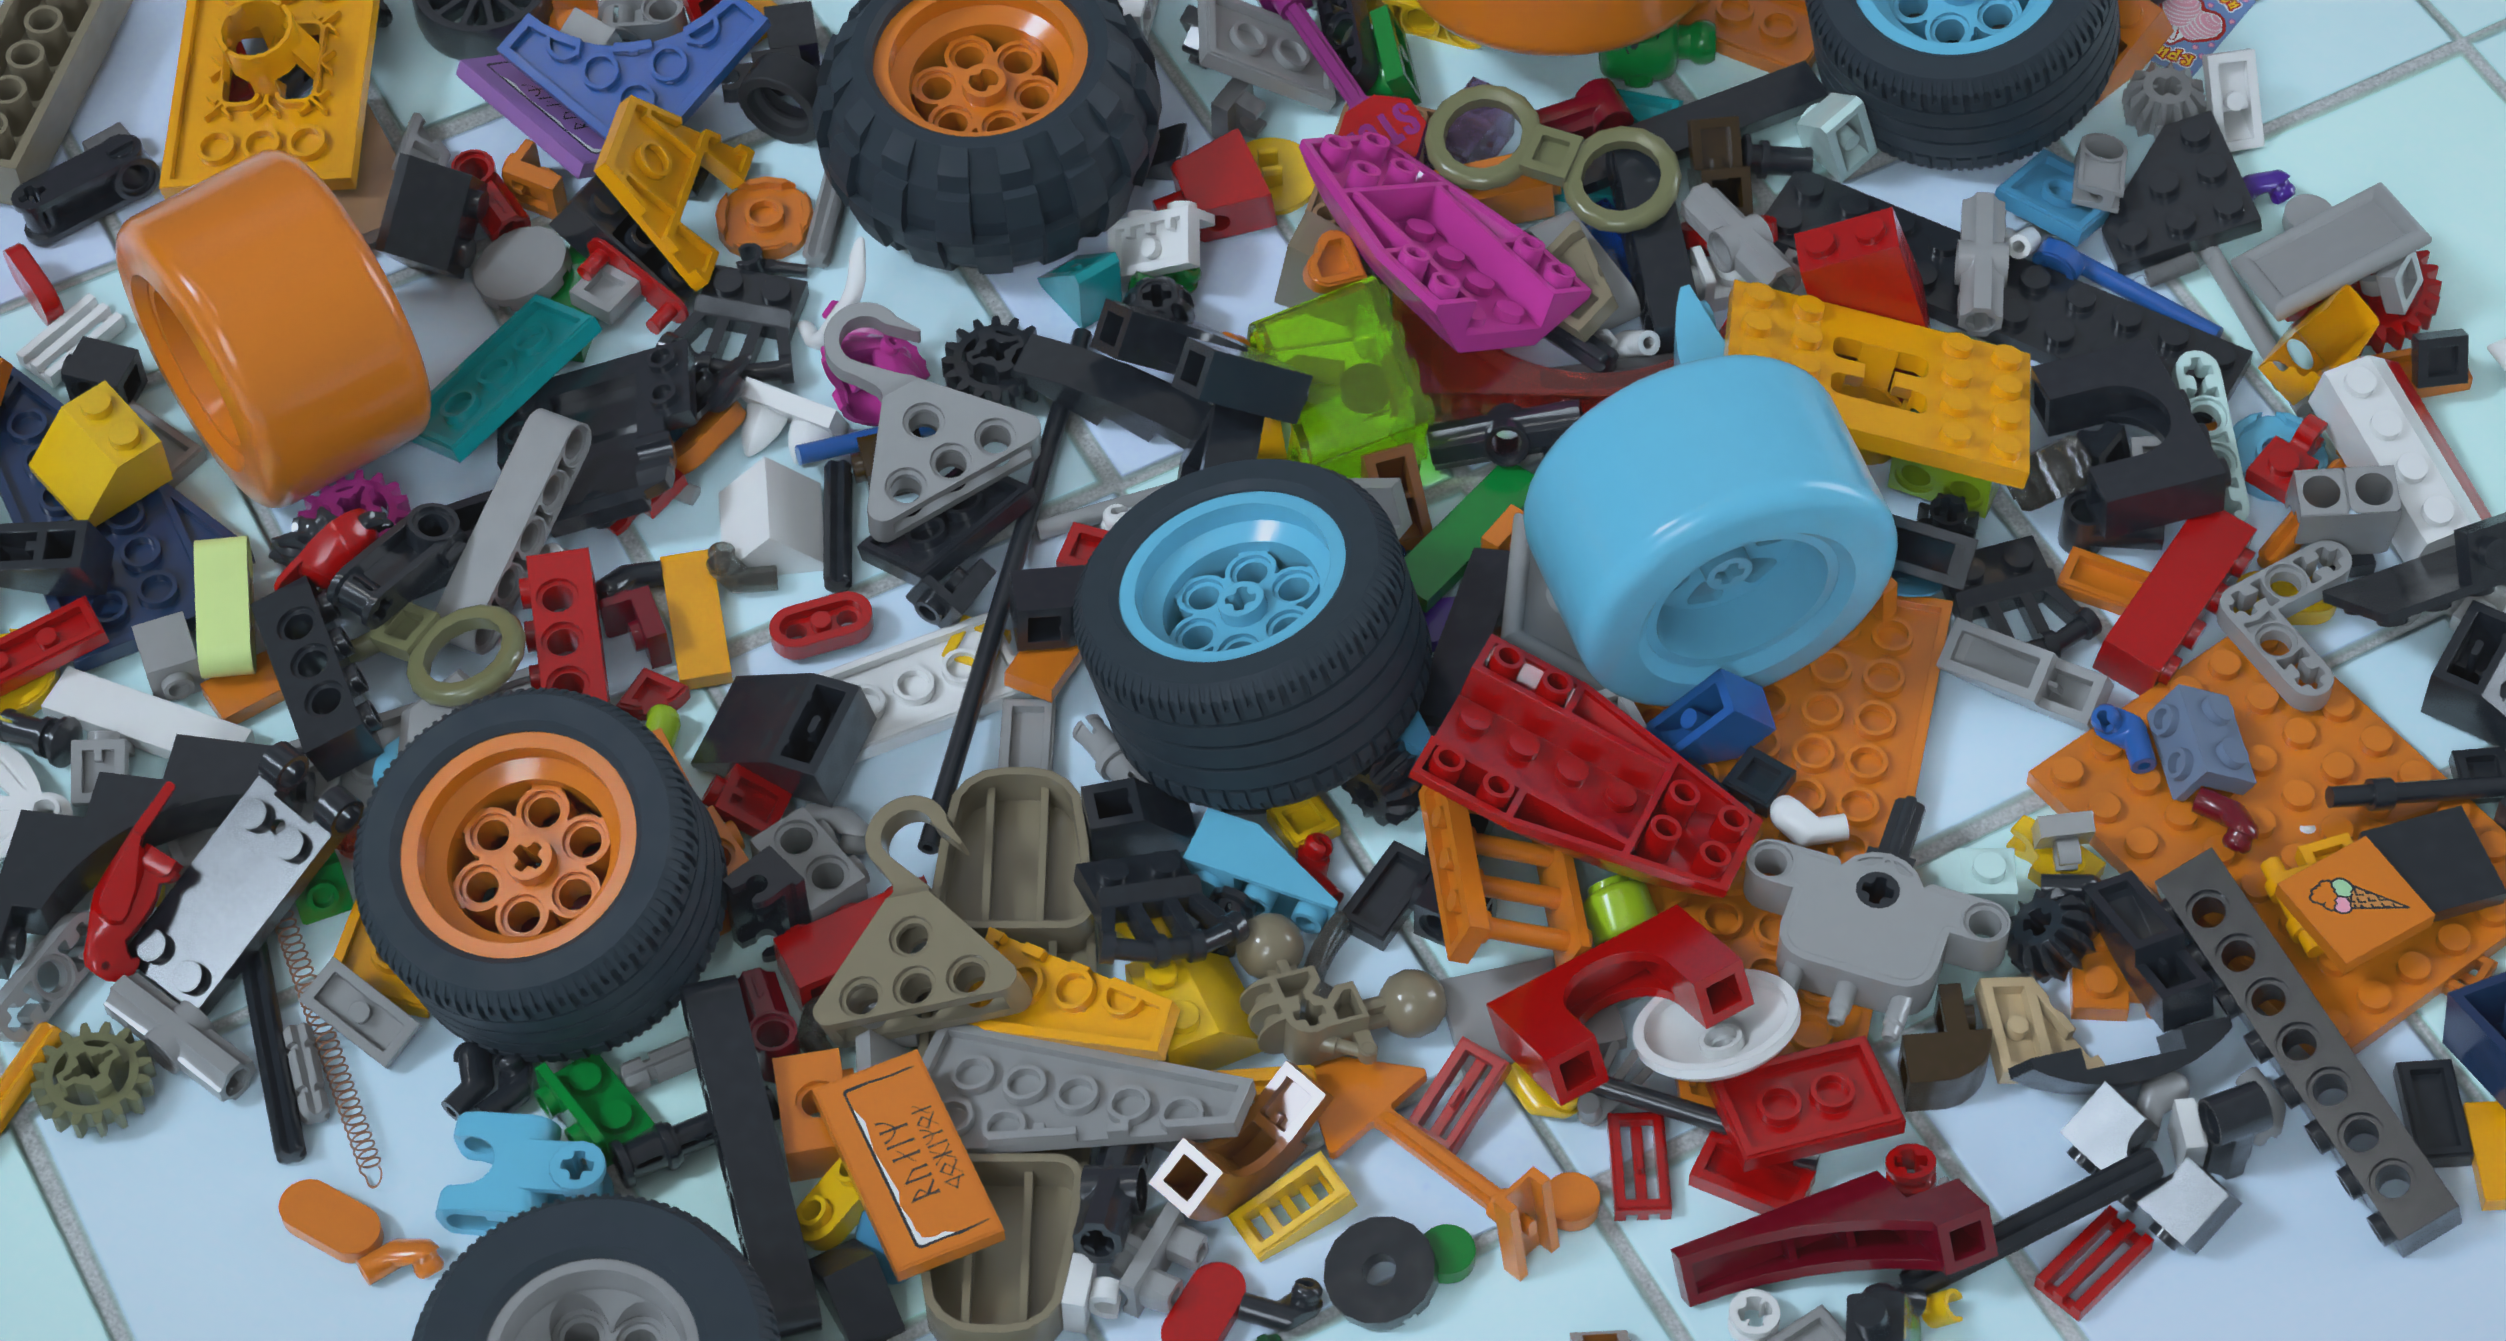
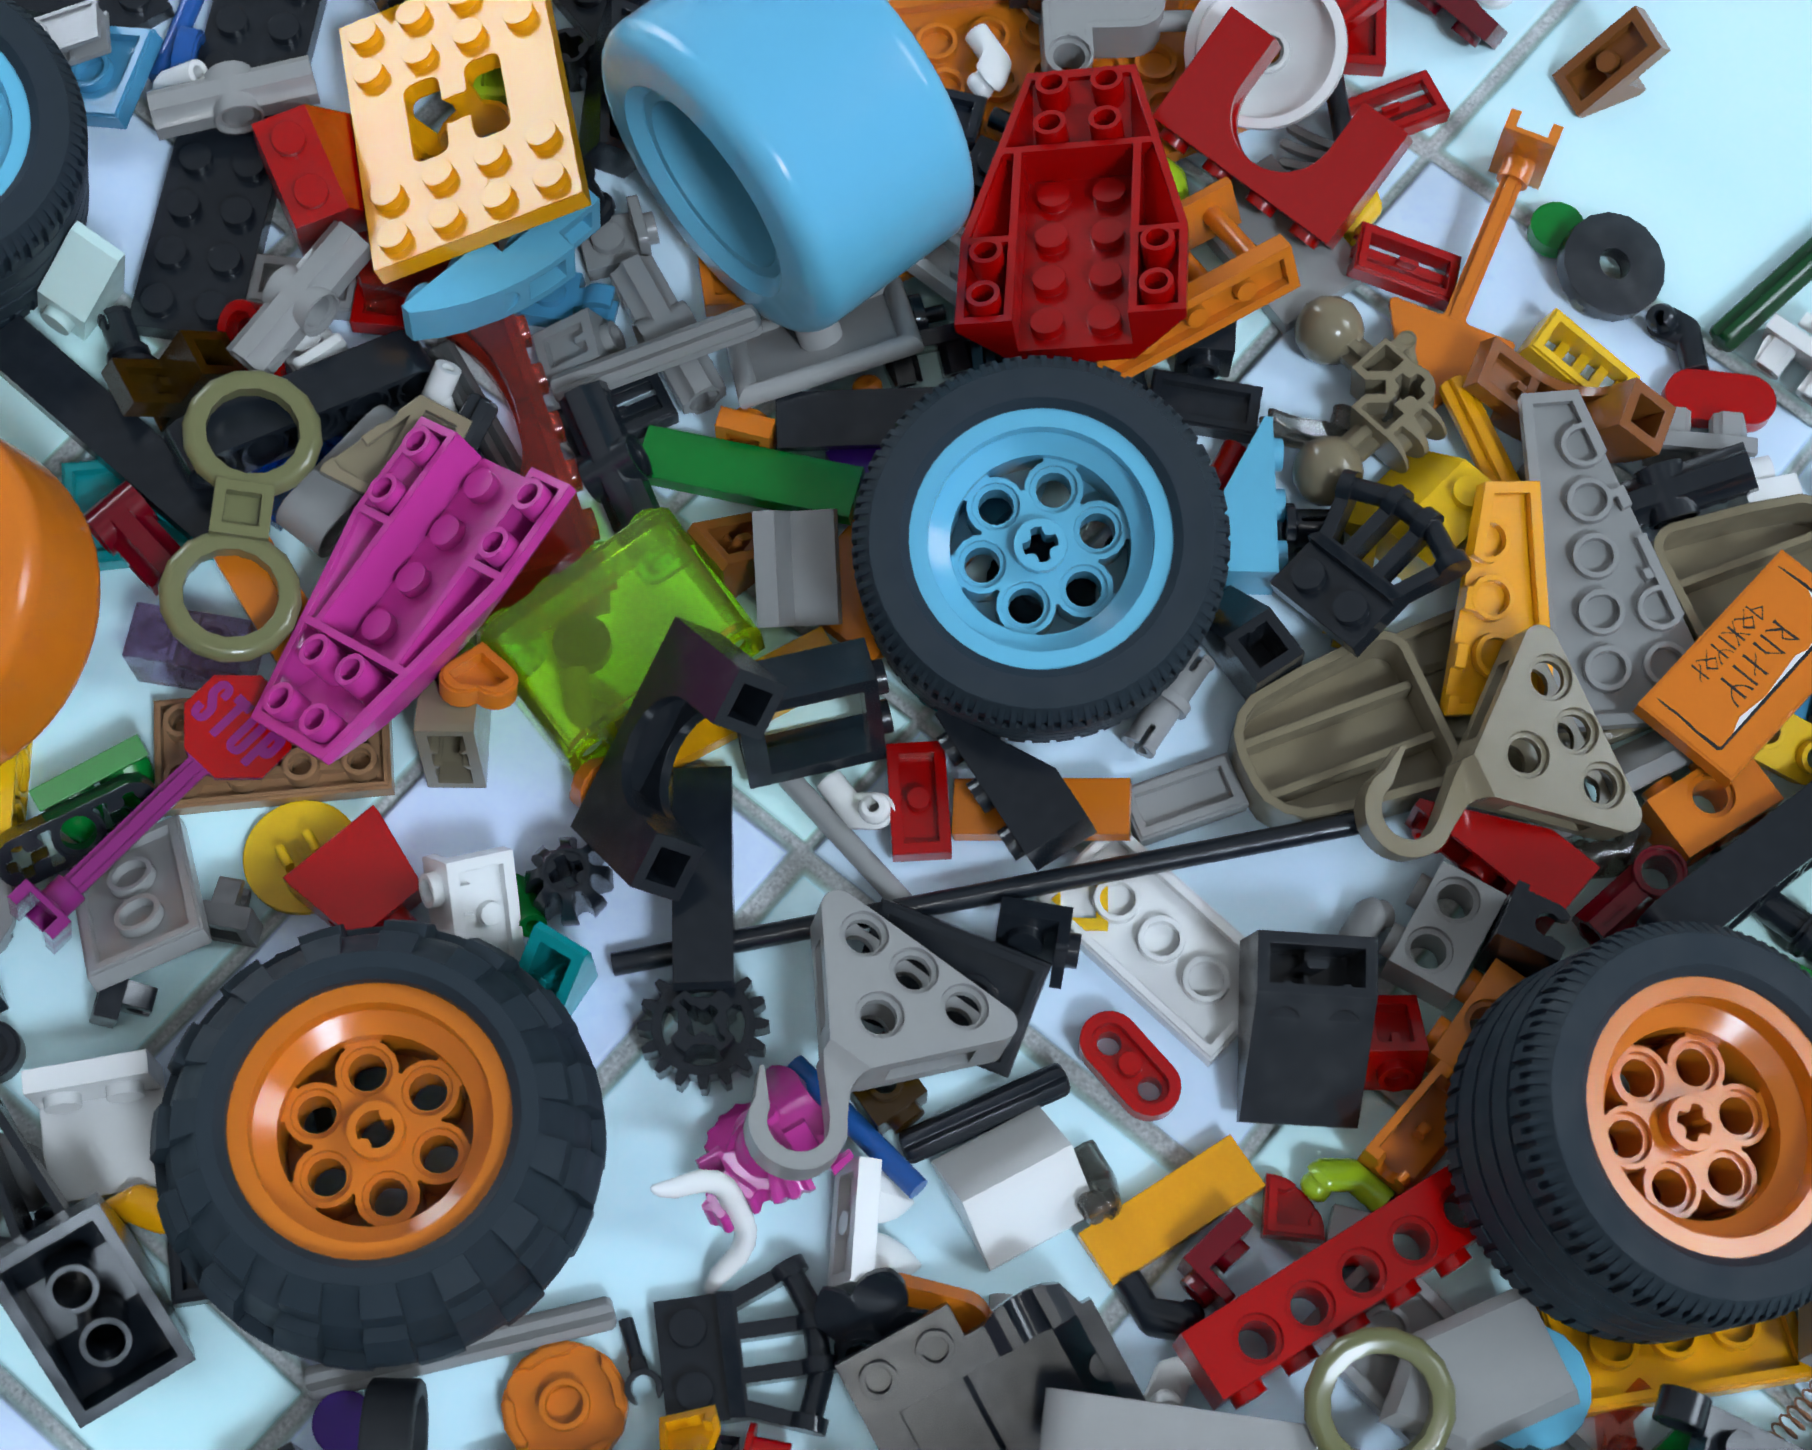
camera: 115 degrees left, 15 degrees up
(1575, 1201) = (1453, 151): orange tile -> none

